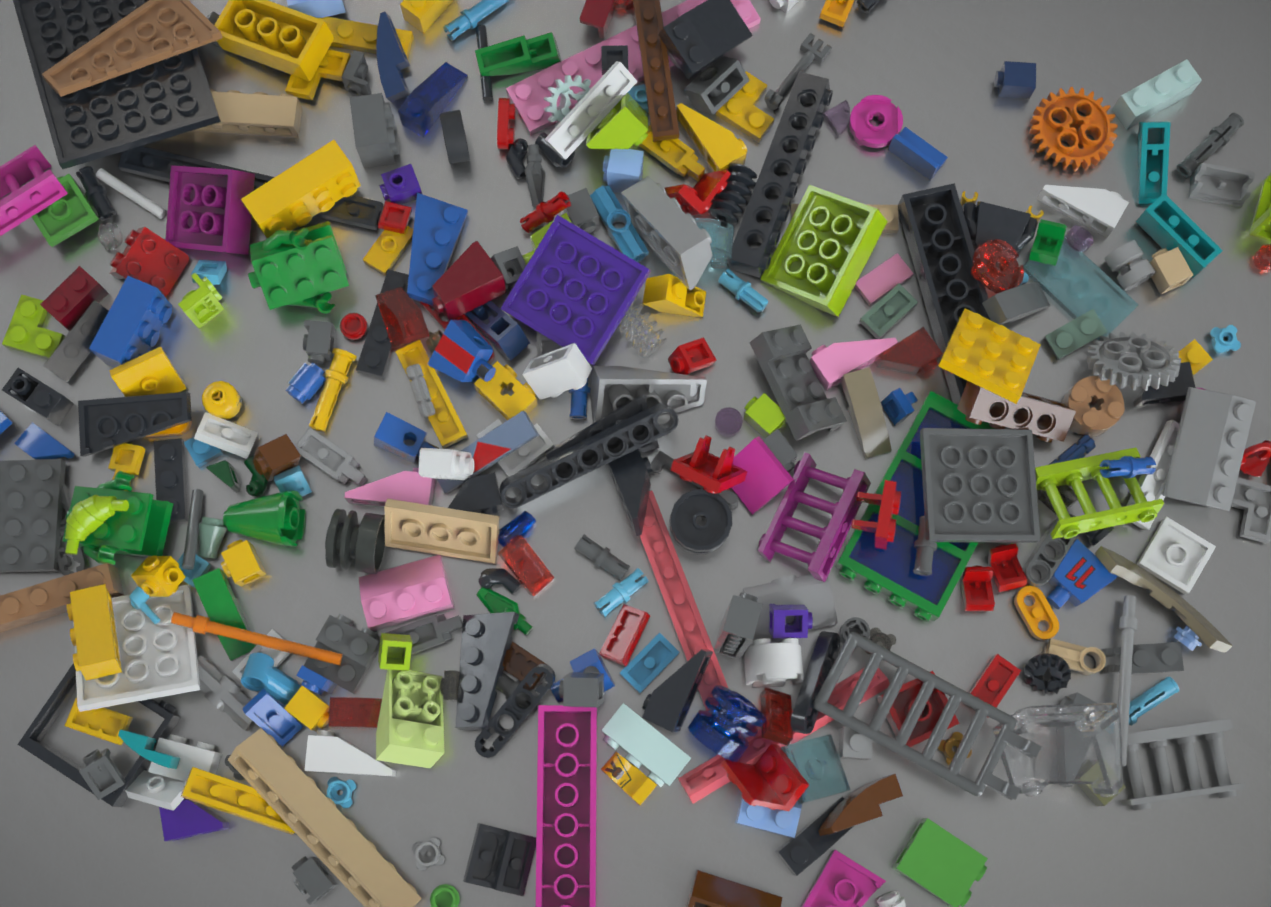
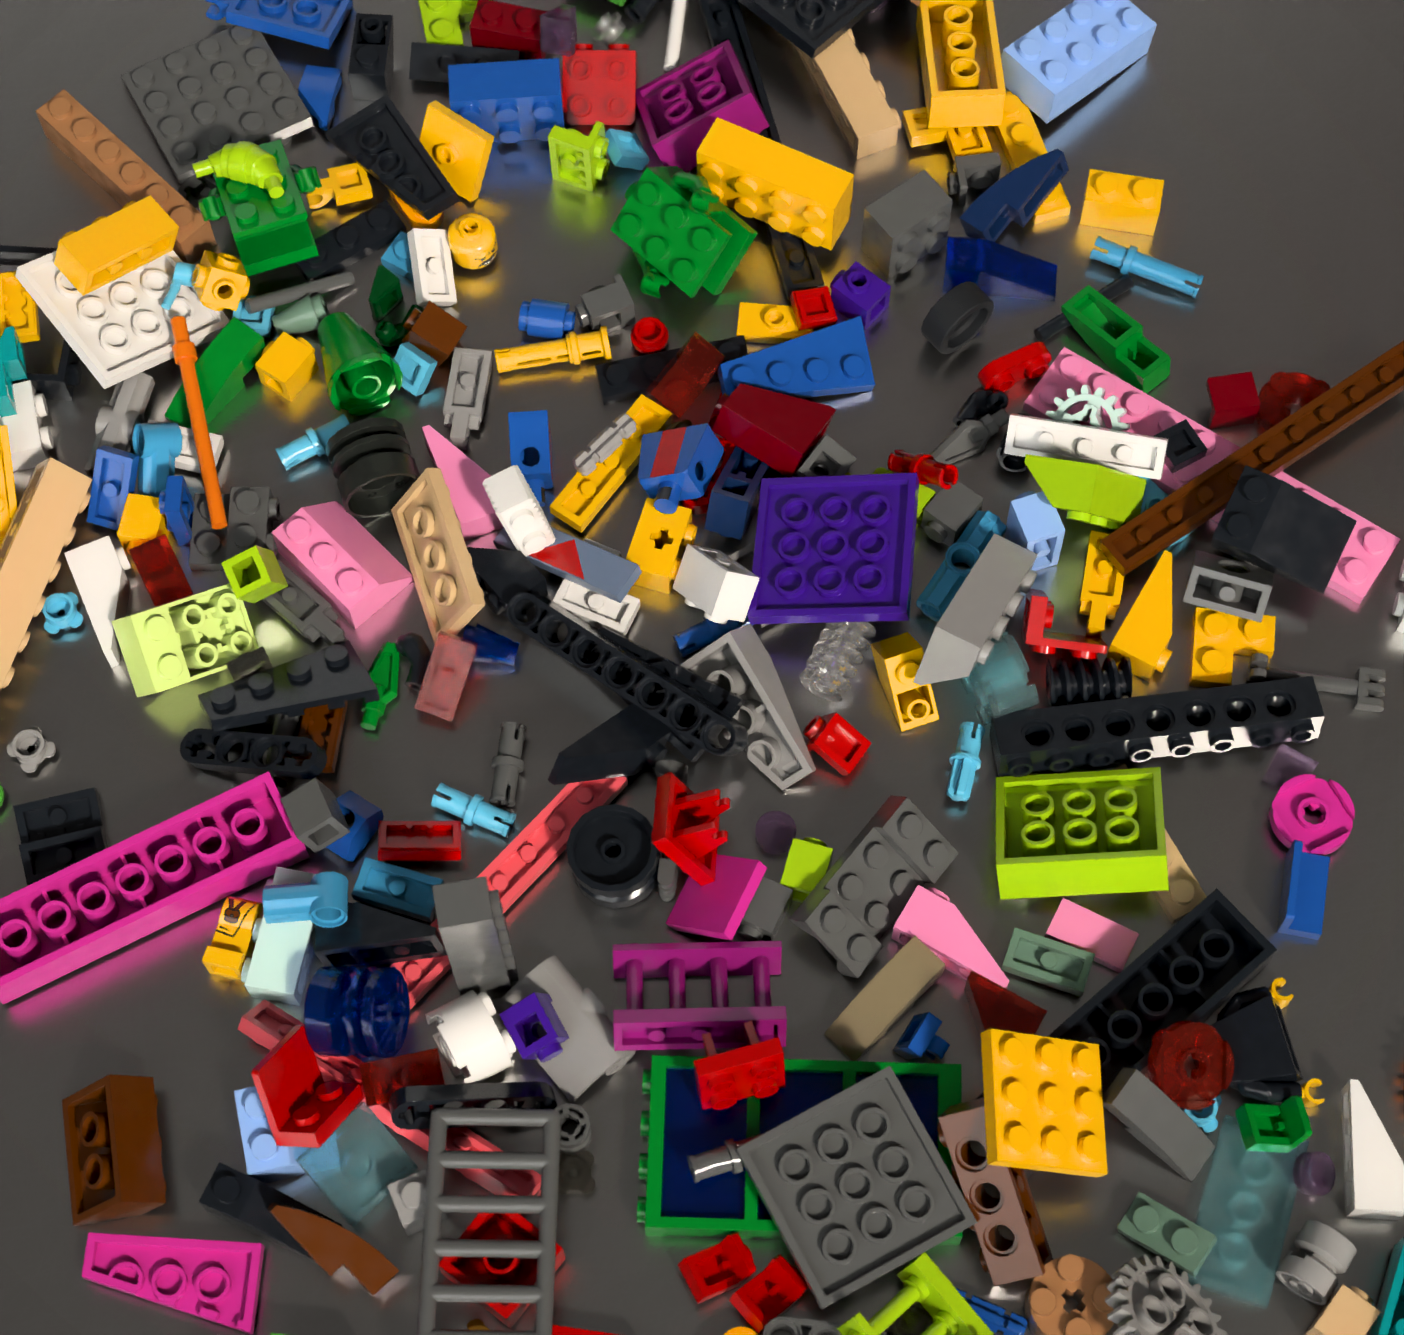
camera: 65 degrees right, 10 degrees down
(101, 266) = (559, 30): none -> clear purple bracket
(309, 571) = (311, 443): none -> medium azure pin
(643, 712) = (321, 901): none -> dark azure piece

